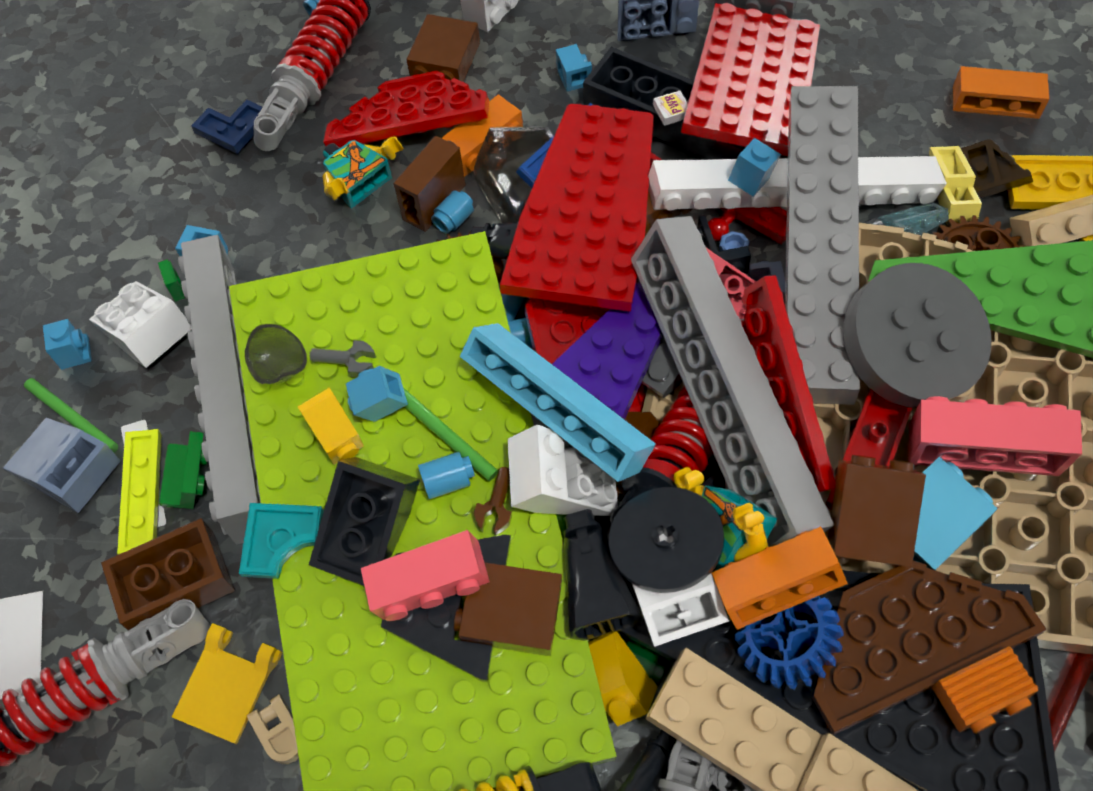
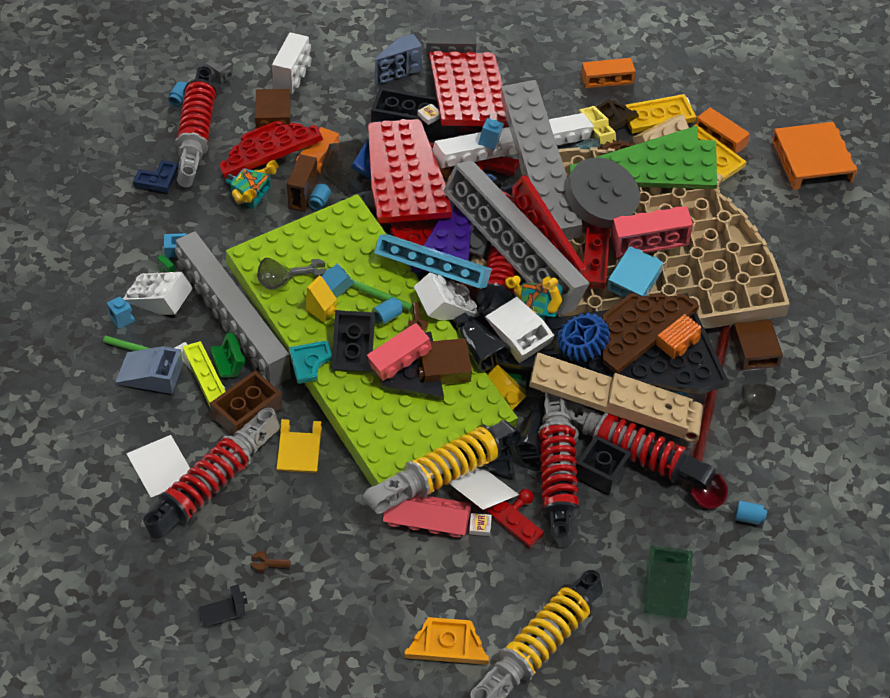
camera: 25 degrees left, 10 degrees down
(281, 739) = (343, 462): tan plate -> none
(572, 67) = (357, 104): dark azure brick -> none
(665, 565) = (500, 309): black piece -> none
(779, 577) = (572, 309): orange brick -> none
(876, 510) = (607, 272): reddish brown brick -> none

